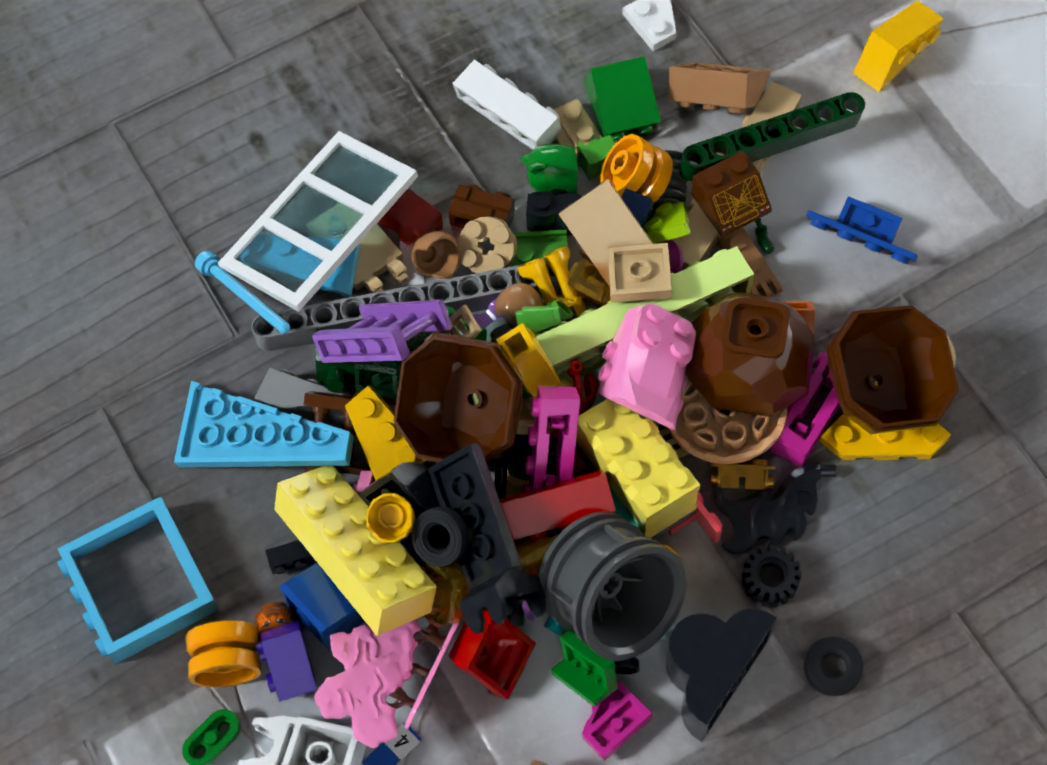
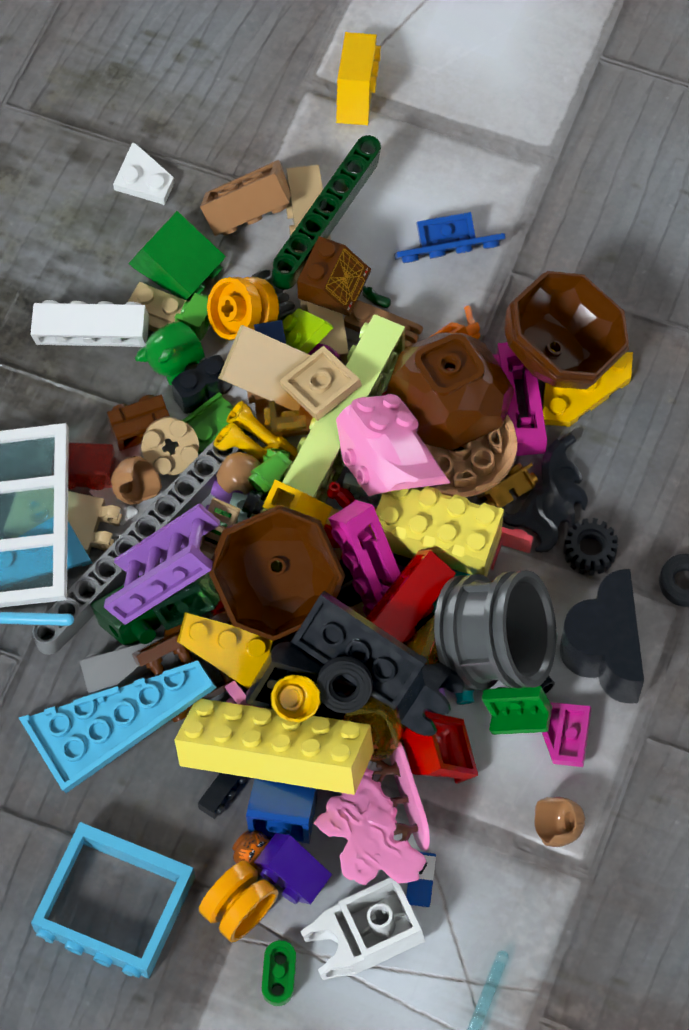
camera: 40 degrees left, 0 degrees up
(822, 320) = (473, 327): none -> orange hand

